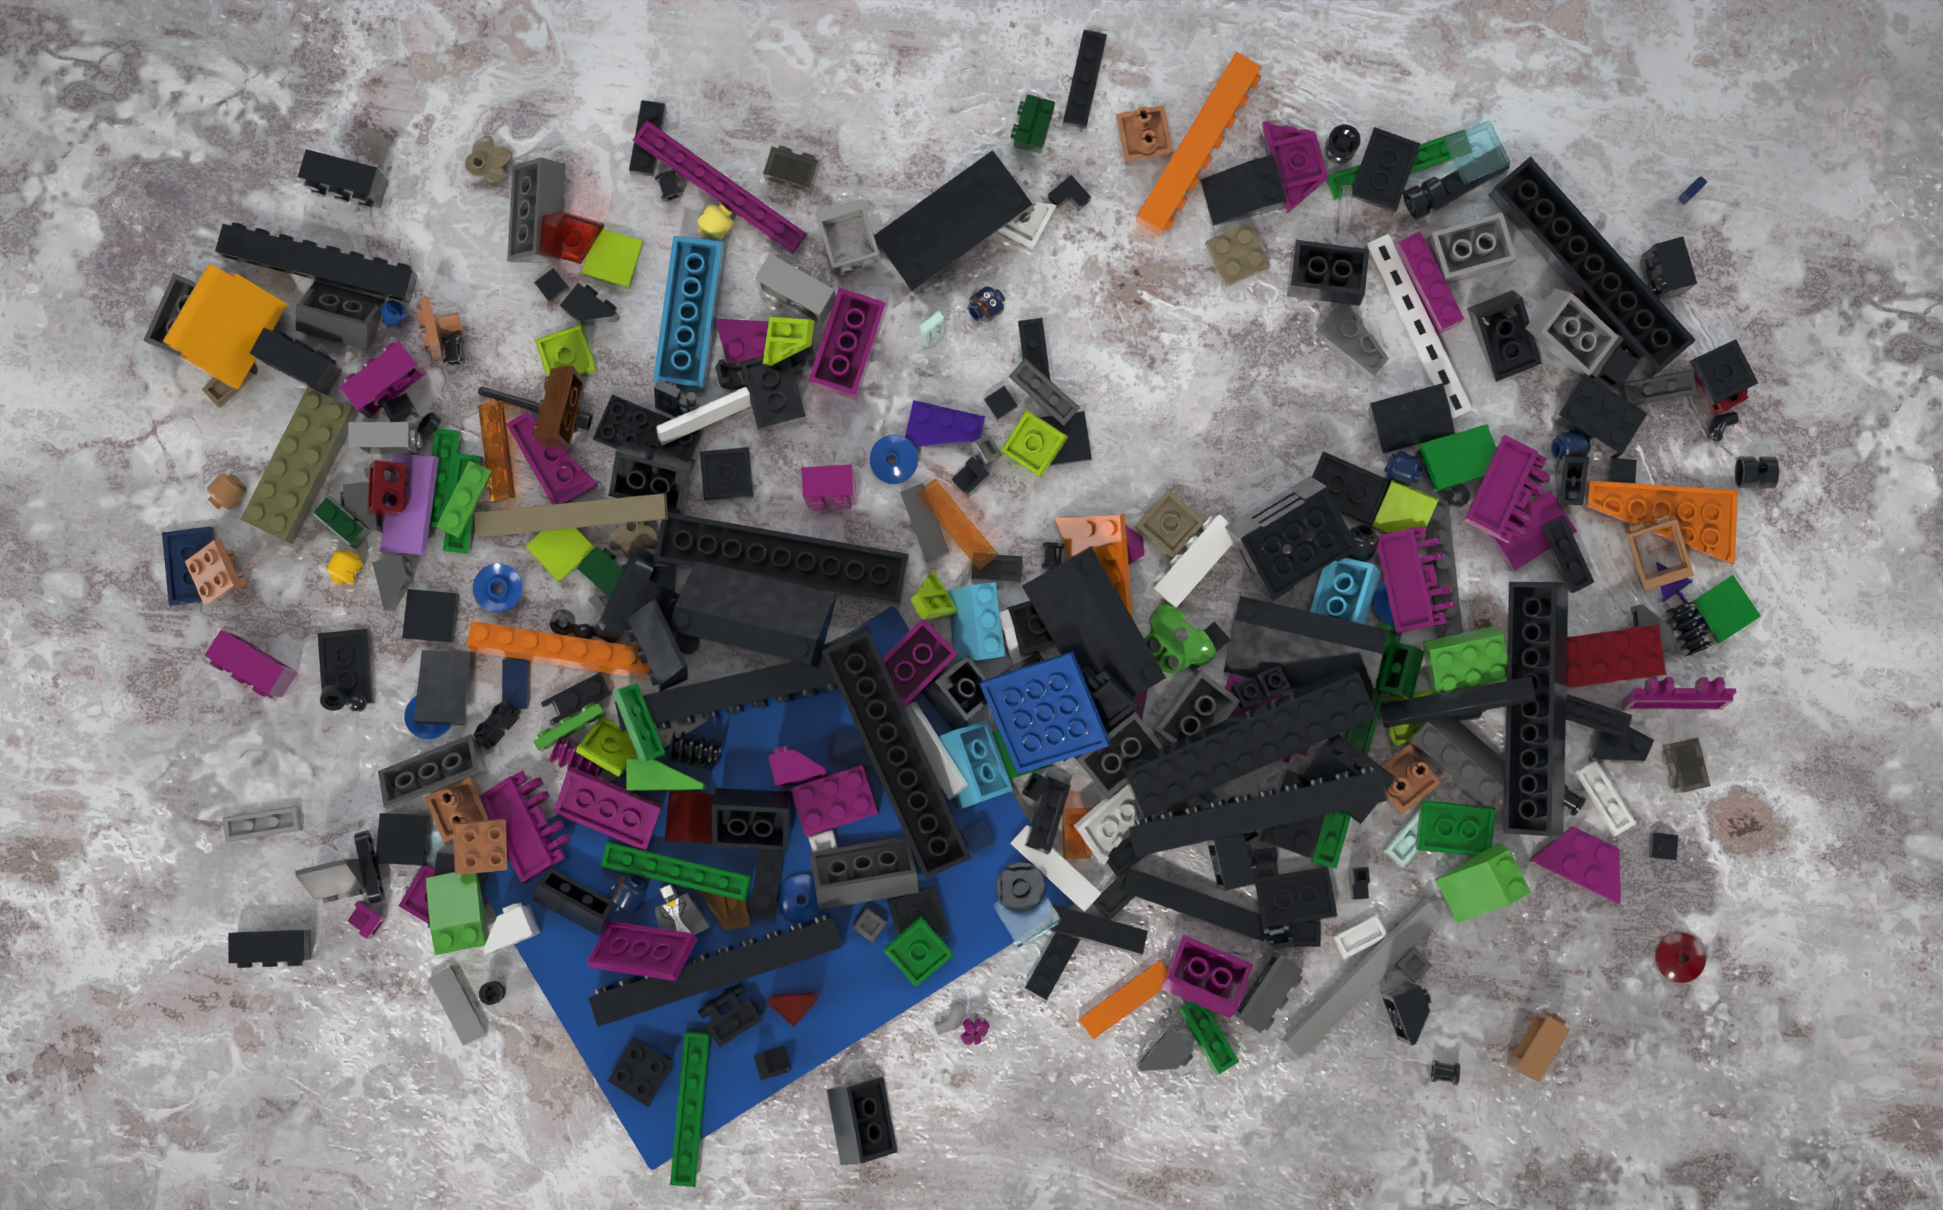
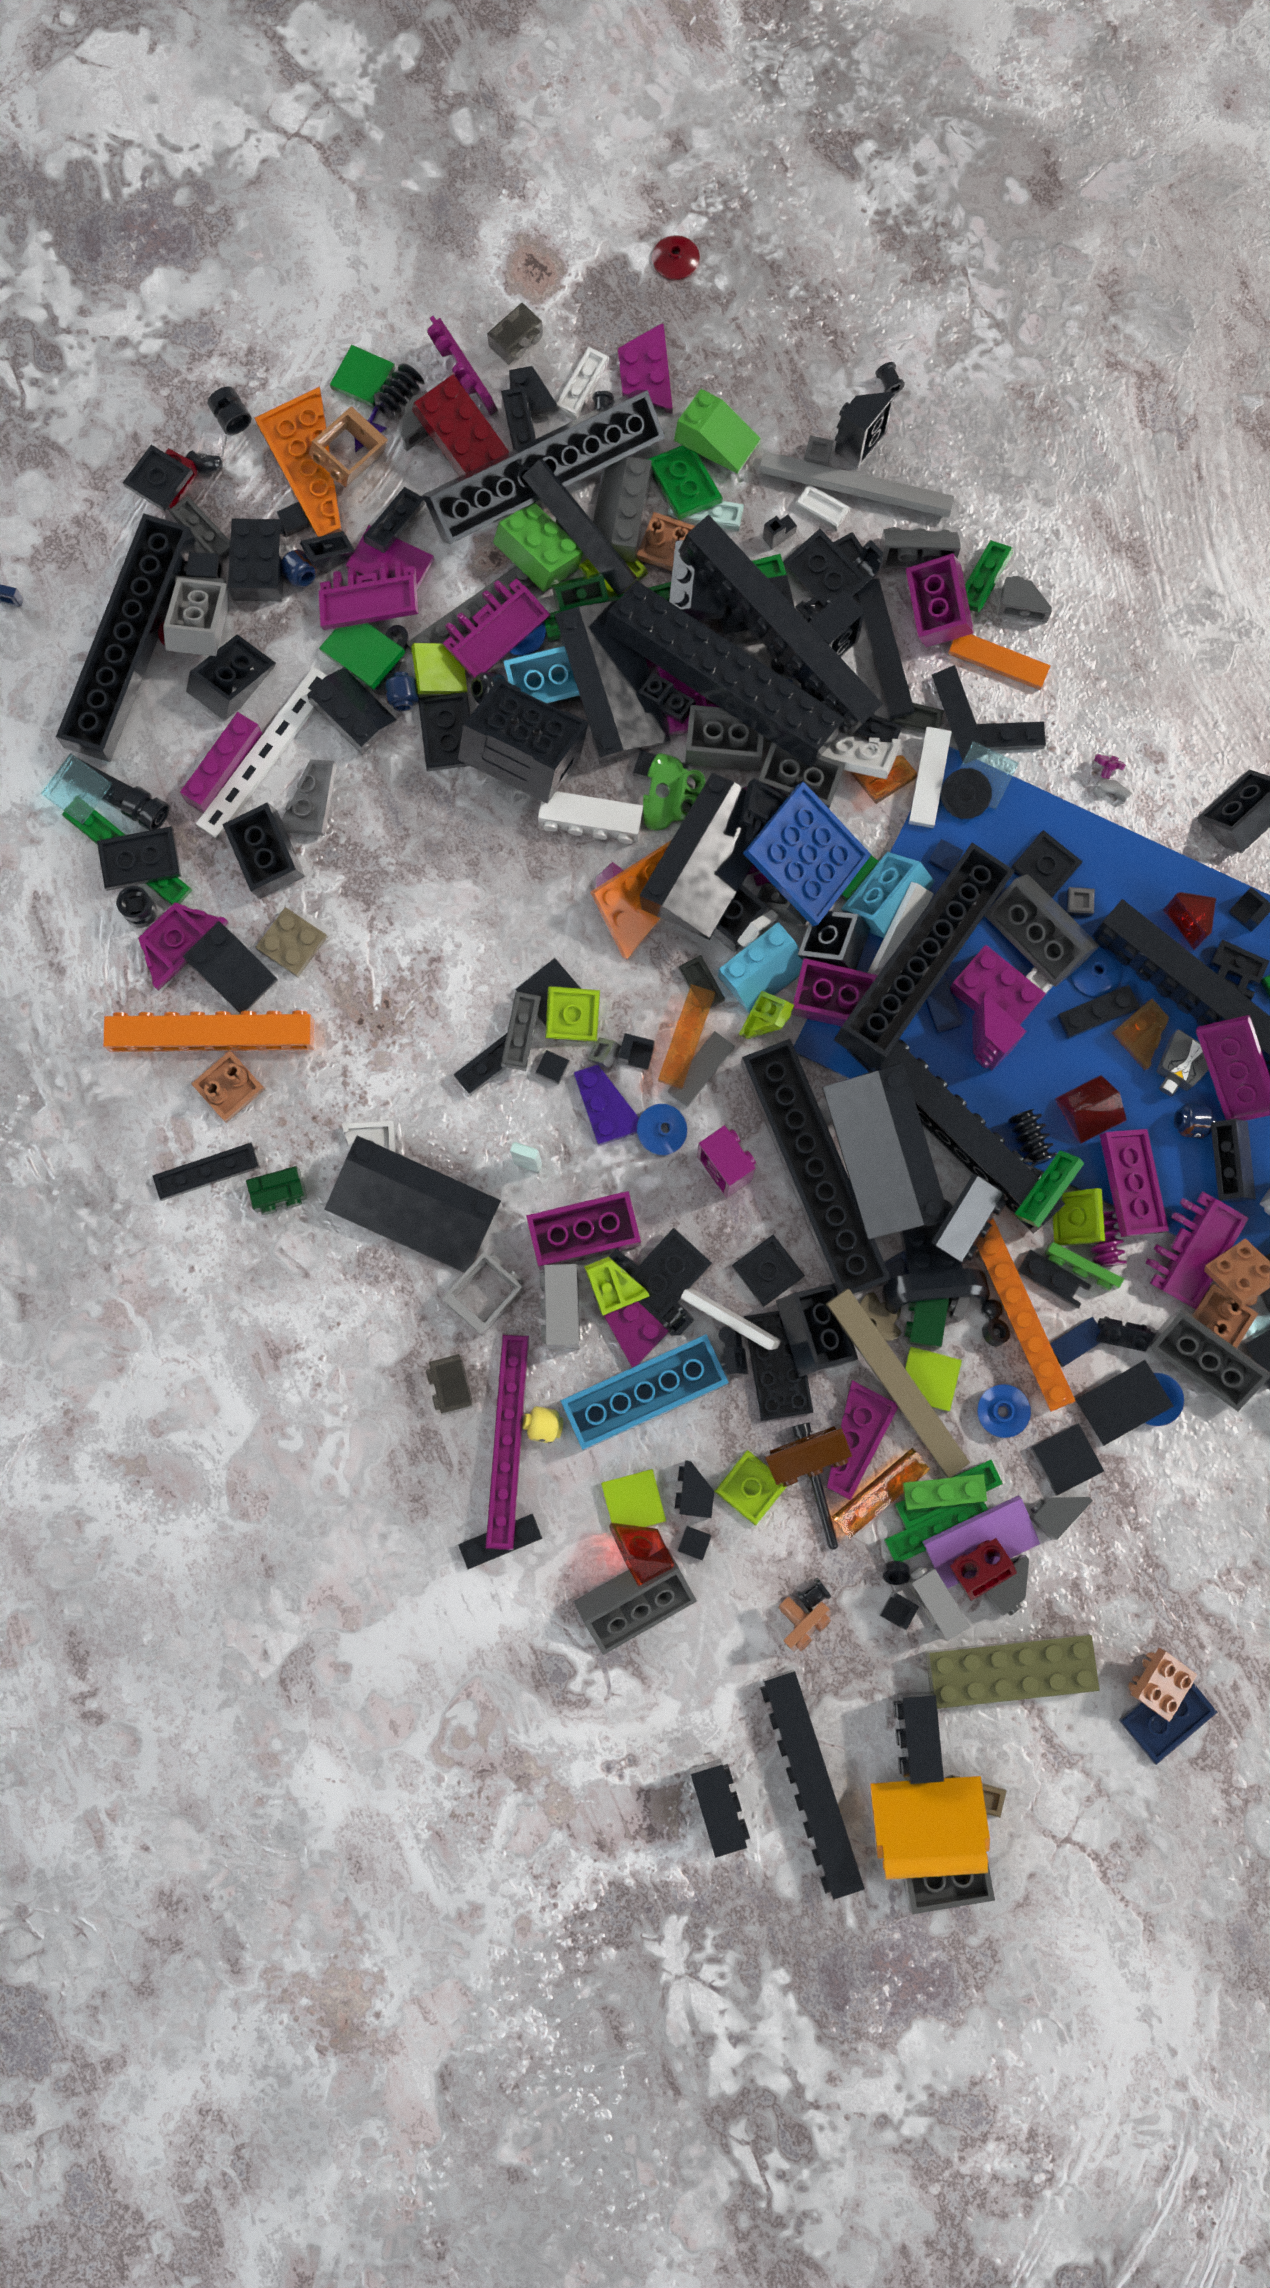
camera: 120 degrees left, 5 degrees down
(225, 491) = (1079, 1727): medium nougat head -> none
(250, 665) = (1222, 1593): magenta brick -> none
(339, 315) = (847, 1727): dark grey slope -> none
(341, 522) = (1039, 1596): dark green brick -> none
(344, 567) = (1076, 1566): yellow head -> none
(347, 661) = (1164, 1507): black tile -> none
(354, 702) = (1198, 1494): black plate -> none
(382, 379) = (884, 1642): magenta brick -> none
(393, 313) = (814, 1675): blue tile -> none
(492, 160) = (608, 1679): dark tan plate -> none
(658, 777) = (1076, 1140): bright green slope -> none
(668, 186) = (535, 1490): black bush -> none
(676, 871) = (1147, 1090): green tile -> none
(751, 819) = (1062, 1049): black brick -> none
(918, 951) = (1076, 845): green tile -> none
(986, 304) = (471, 1131): dark blue head -> none
(1035, 787) = (872, 834): black tile -> none
(1047, 816) = (890, 808): black plate -> none
(1053, 554) = (662, 939): black bush -> none
(1069, 190) = (320, 1122): black piece -> none
(1170, 524) = (571, 857): dark tan plate -> none
(1344, 210) = (197, 870): clear tile -> none
(1472, 248) = (167, 742): light grey brick -> none
(1539, 1045) = (822, 315): medium nougat window -> none
(1663, 846) = (593, 317): black plate -> none
(1669, 268) = (90, 571): black brick -> none

